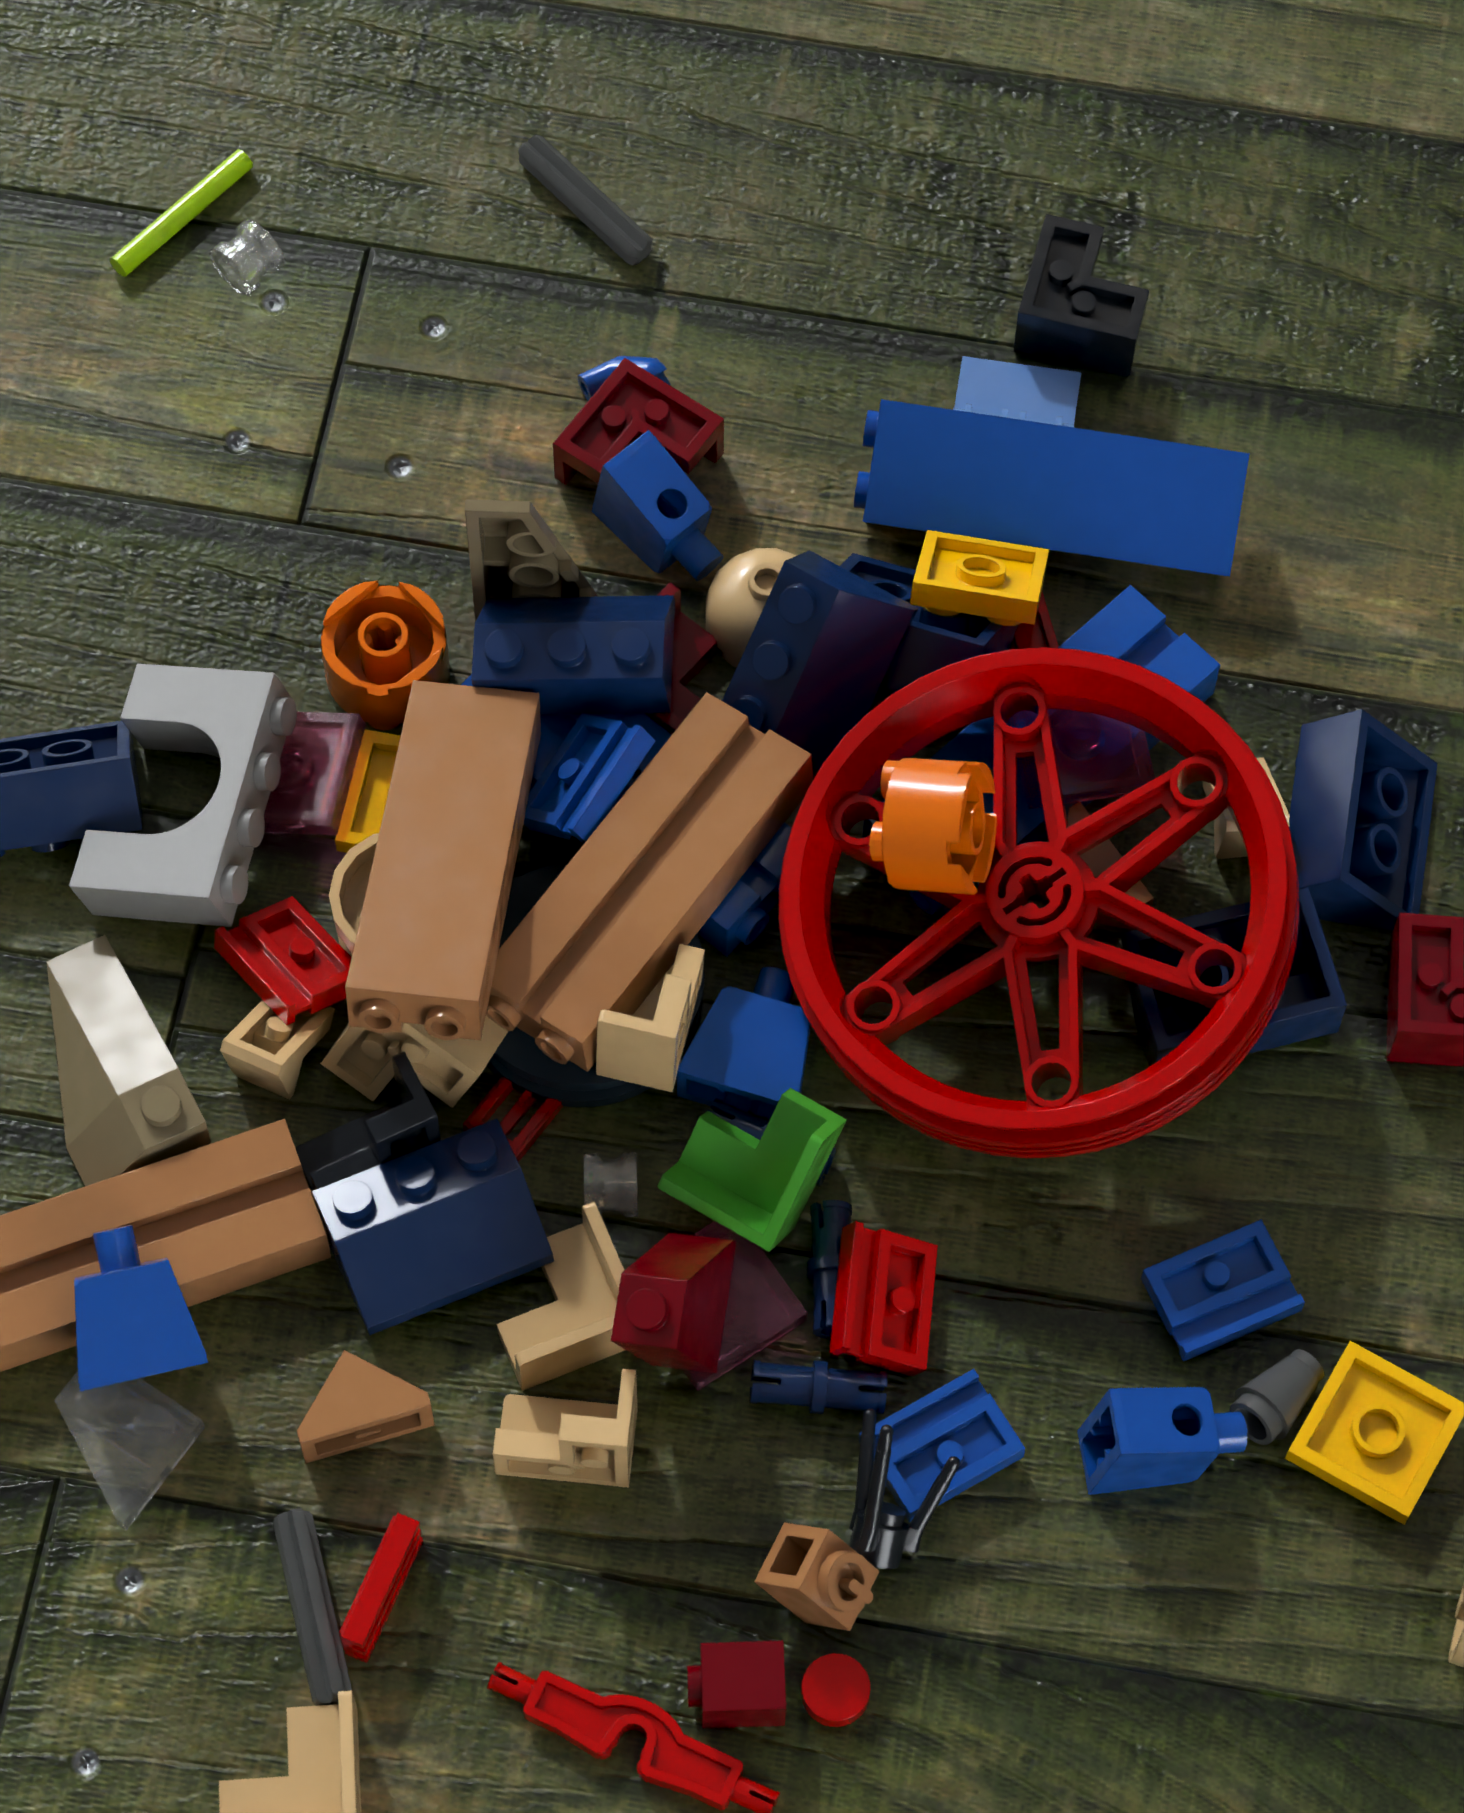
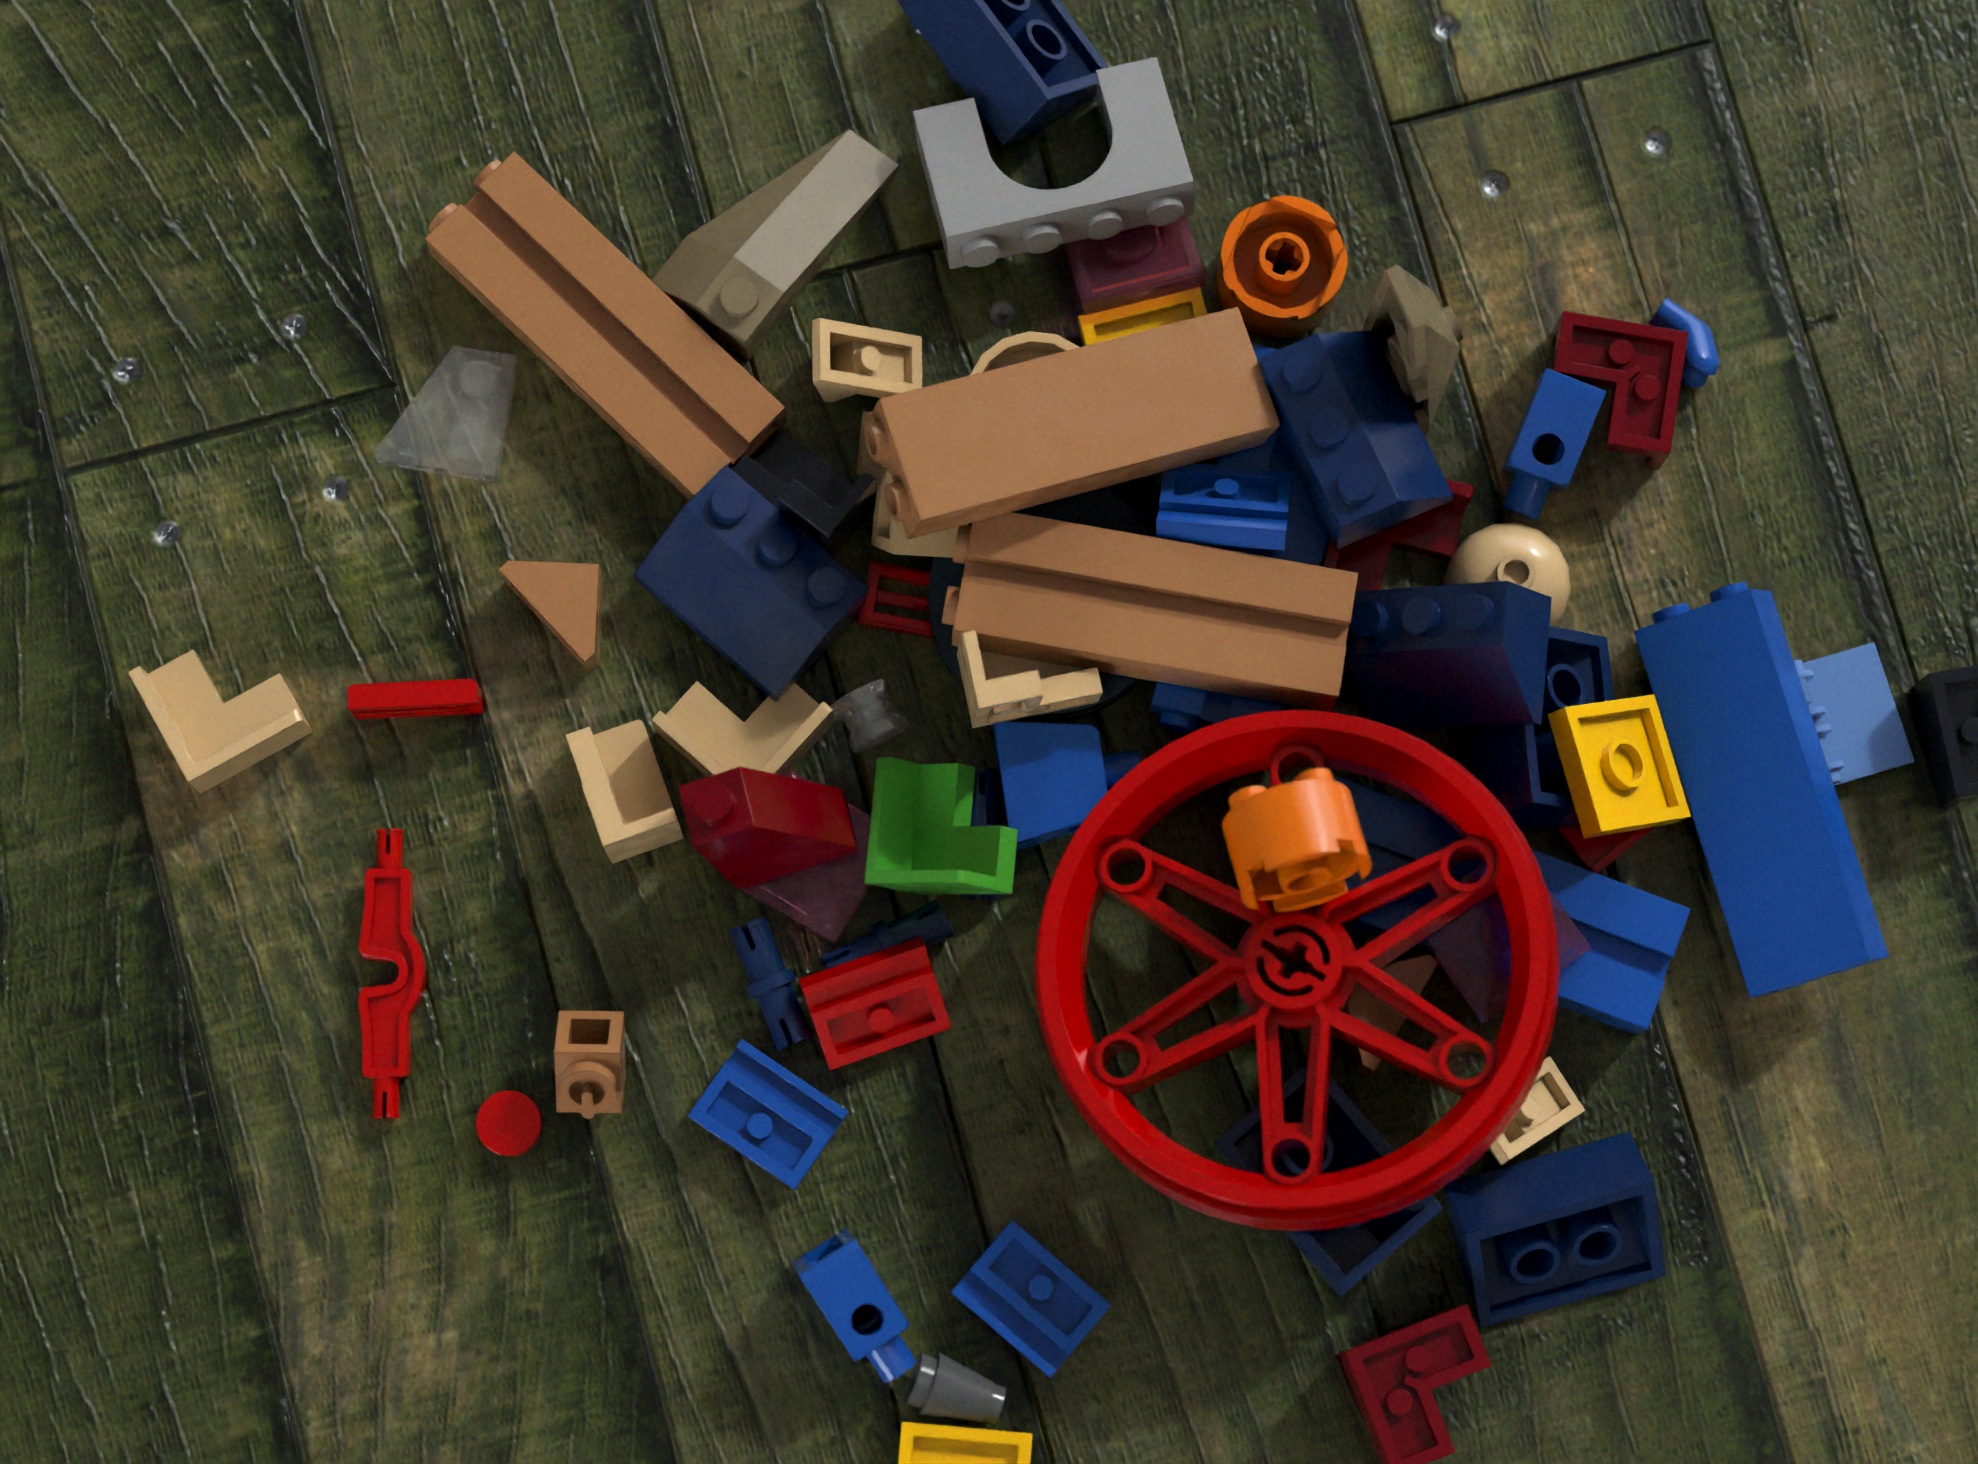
camera: 60 degrees right, 15 degrees up
(131, 1316) = (534, 373): blue torso -> none
(286, 959) = (941, 329): red plate -> none
(311, 1606) = (376, 650): dark grey axle -> none
(585, 200) = (1861, 212): dark grey axle -> none
(739, 1684) = (470, 1040): dark red brick -> none
(879, 1525) = (665, 1095): black plant -> none

